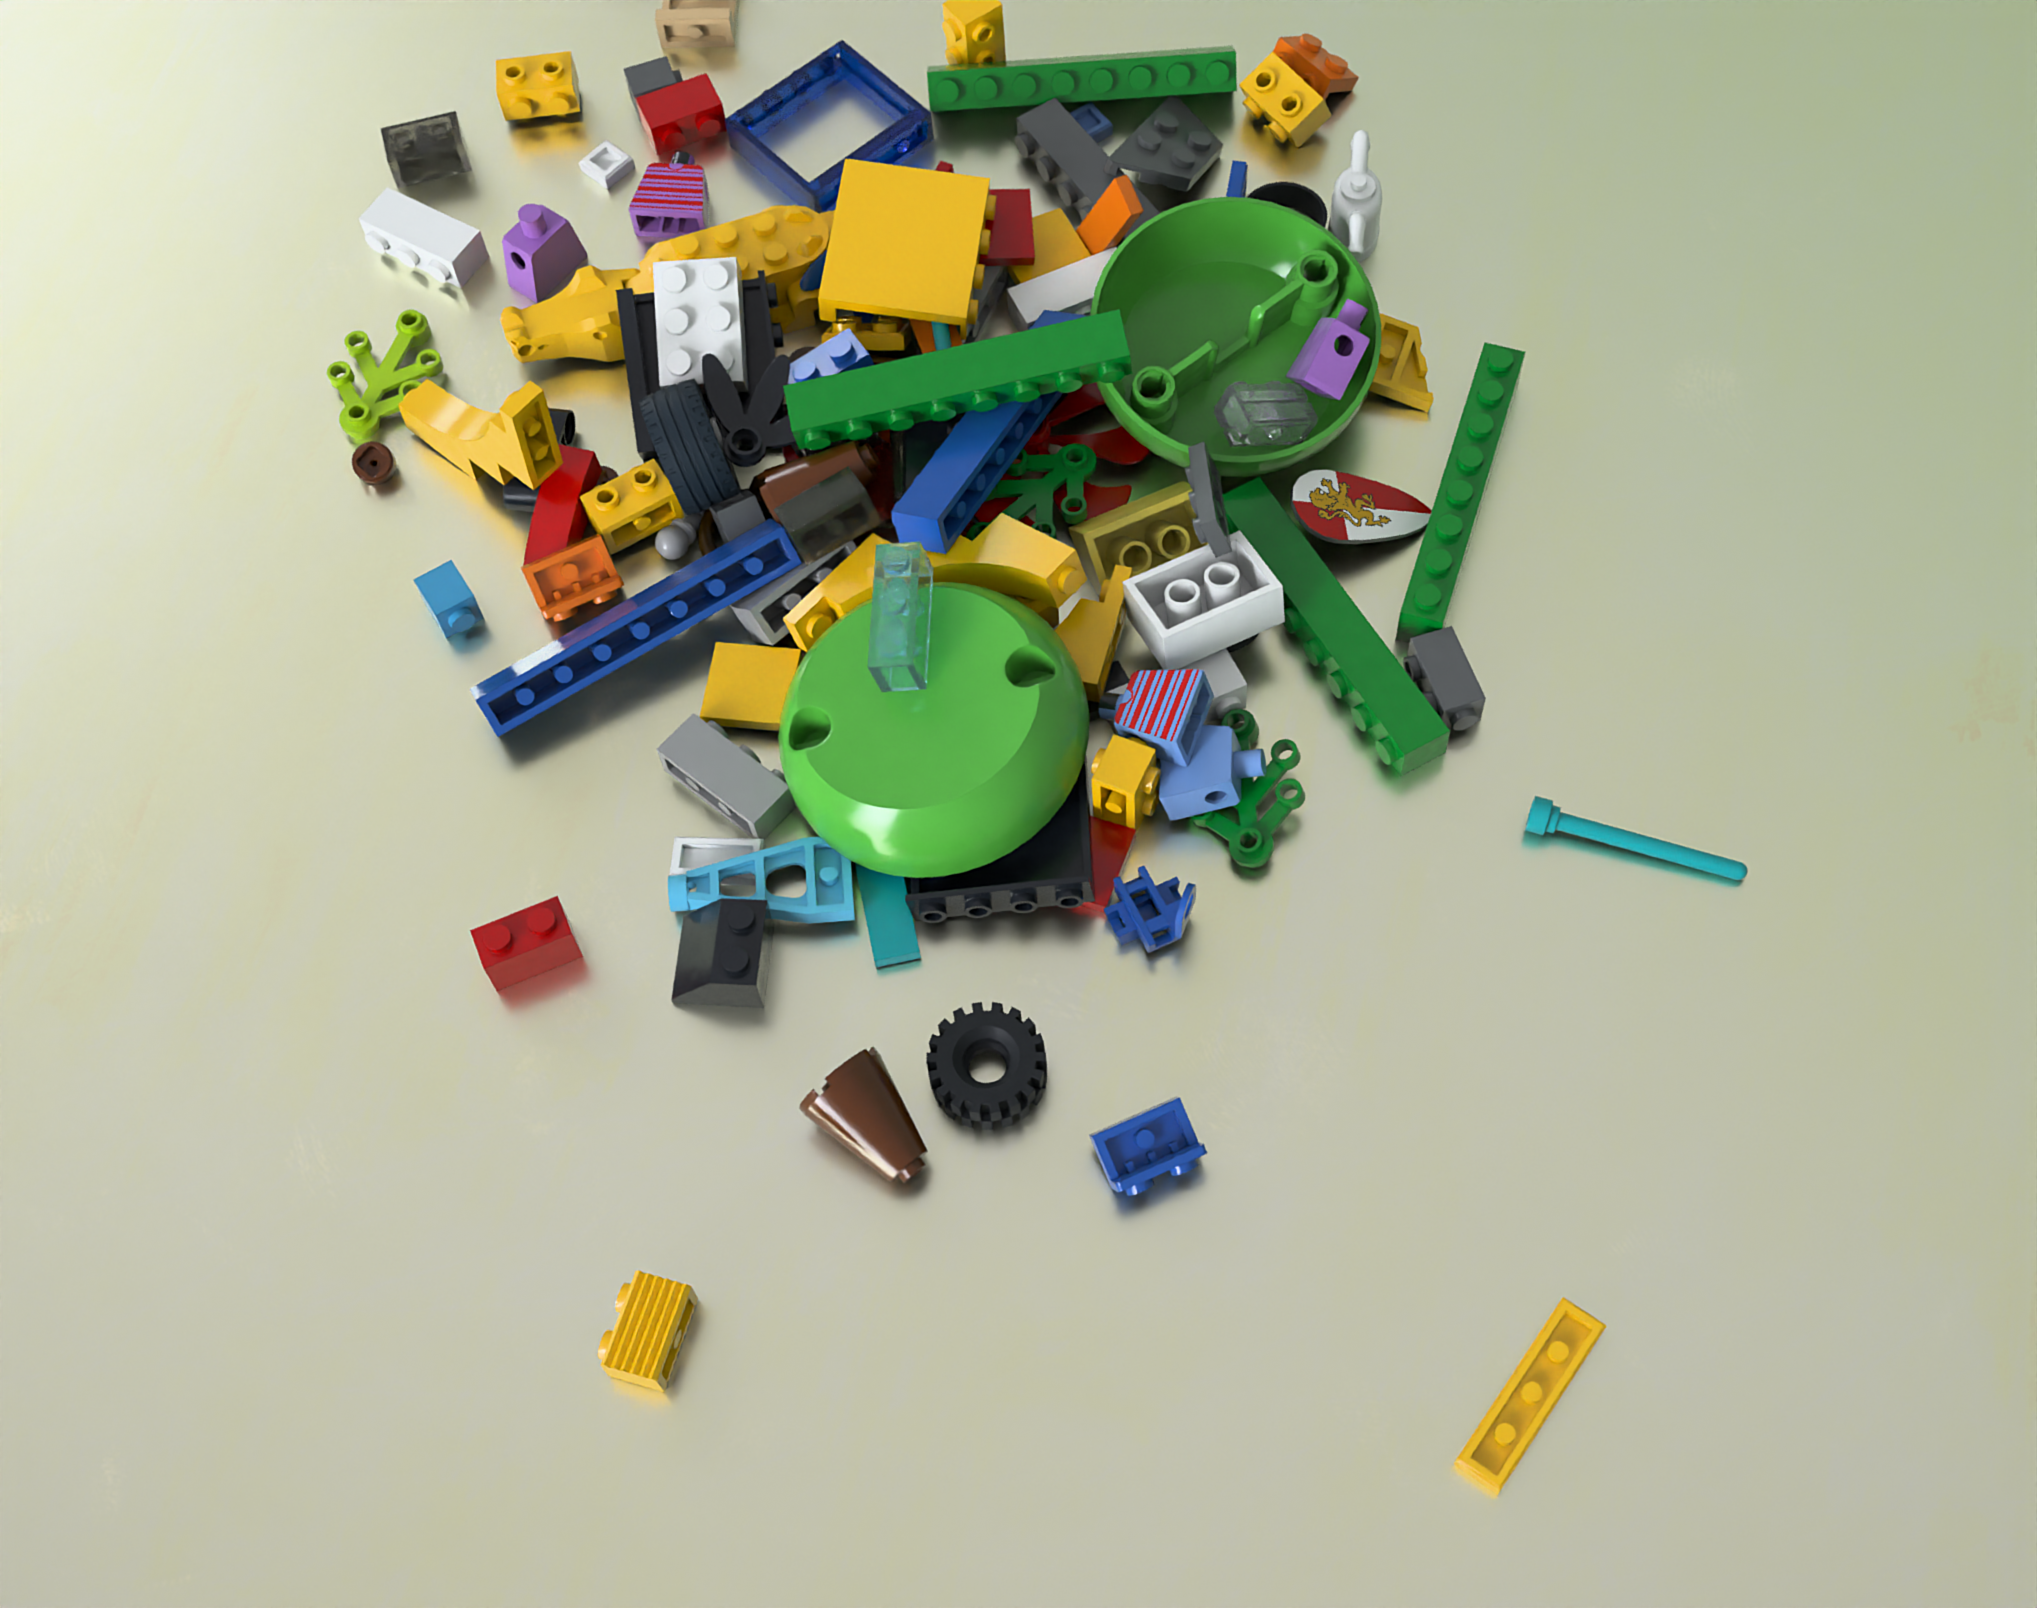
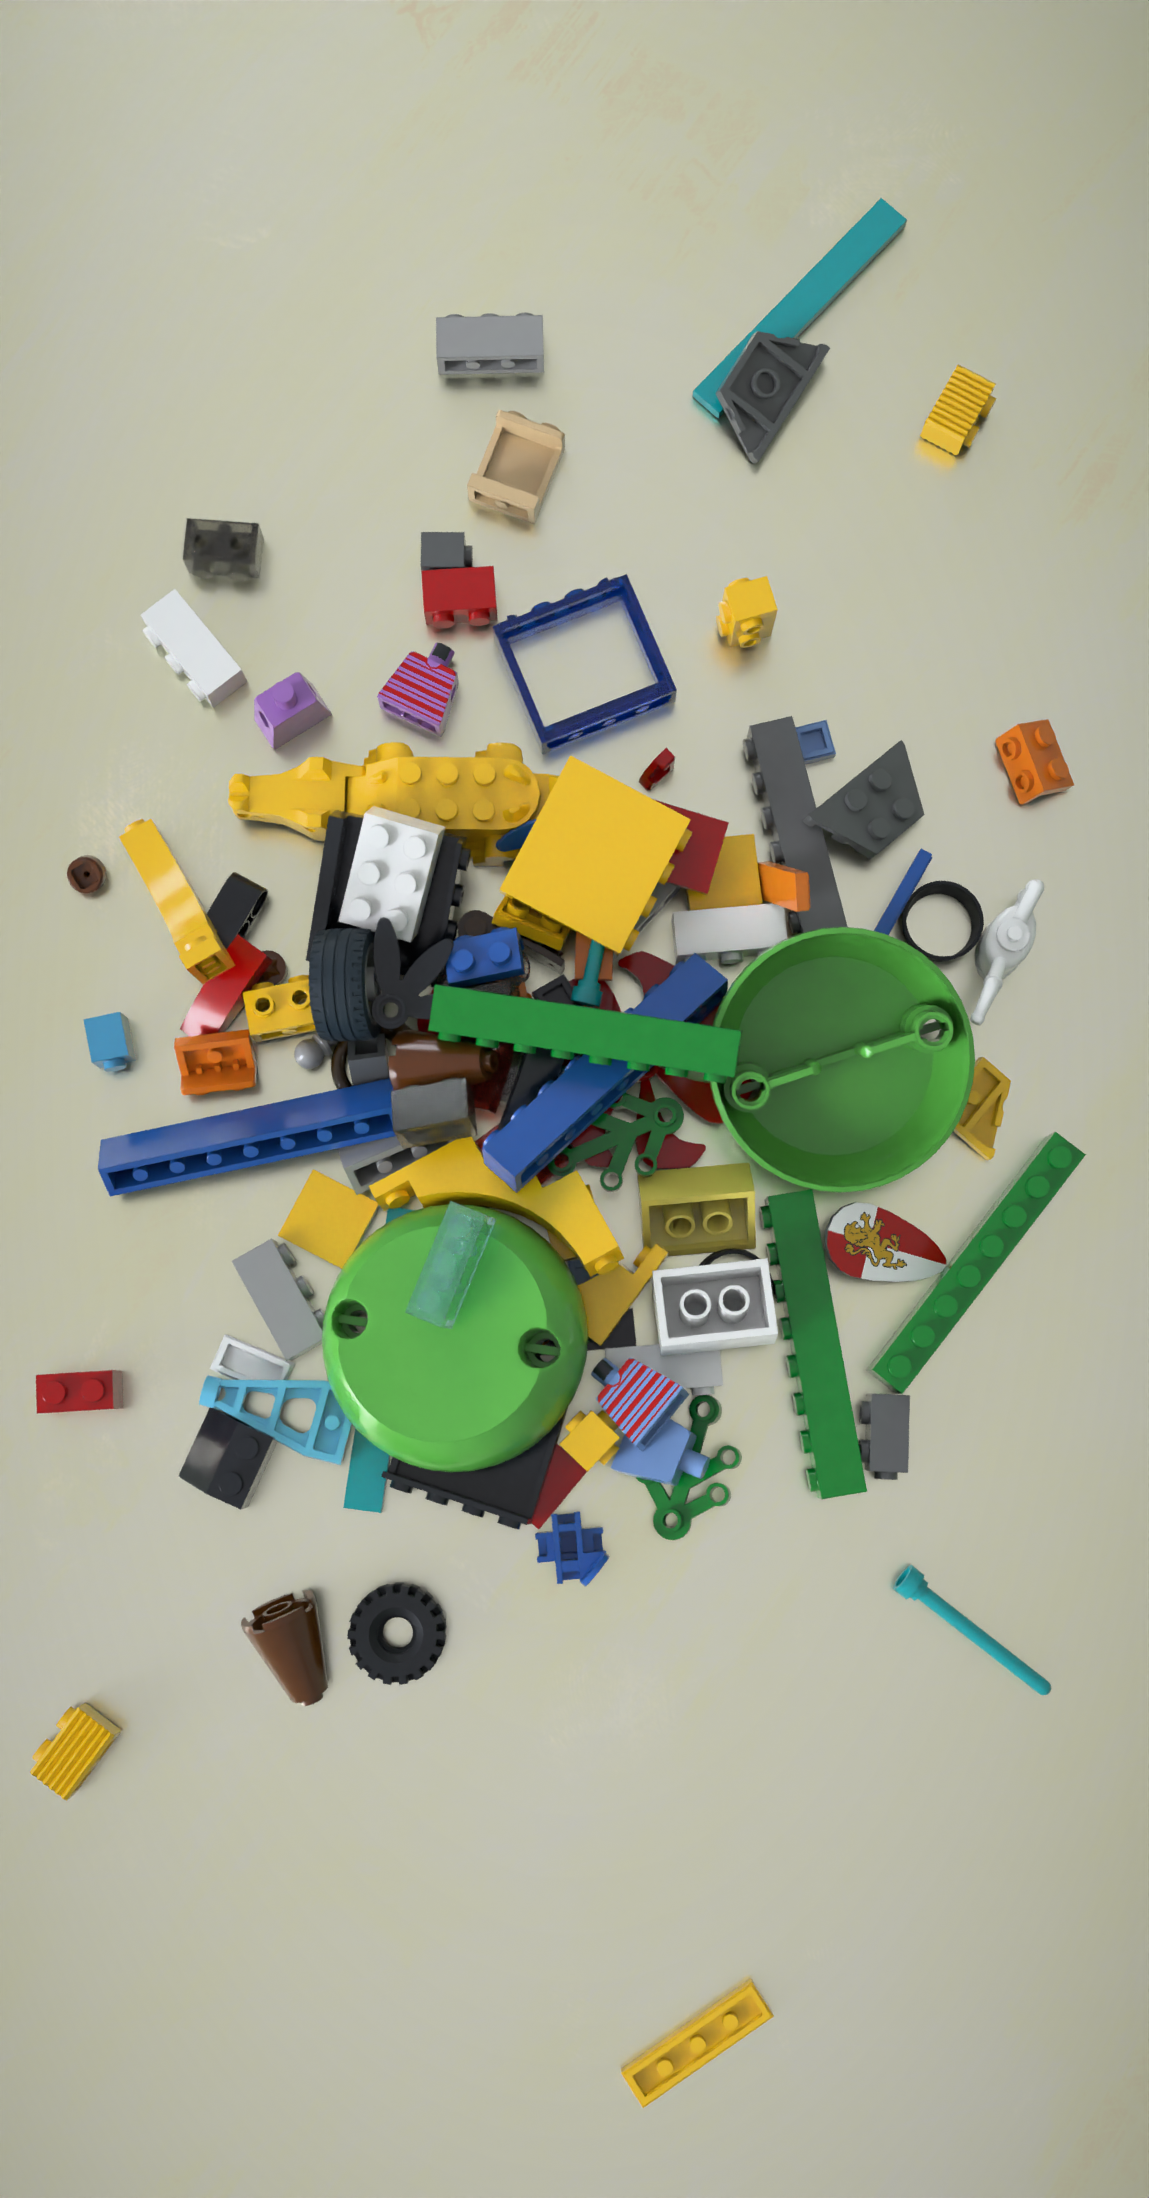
camera: 15 degrees right, 20 degrees up
(363, 415) = (118, 785): lime plant -> none
(537, 85) = (341, 517): yellow brick -> none
(607, 164) = (378, 621): white tile -> none
(1082, 78) = (825, 698): green brick -> none
(1147, 1146) = (493, 1749): blue bracket -> none
(1207, 500) = (751, 1222): dark grey plate -> none
(1265, 414) = (839, 1135): clear brick -> none
(1284, 101) = (997, 792): yellow brick -> none
(1323, 368) = (913, 1111): medium lavender torso -> none

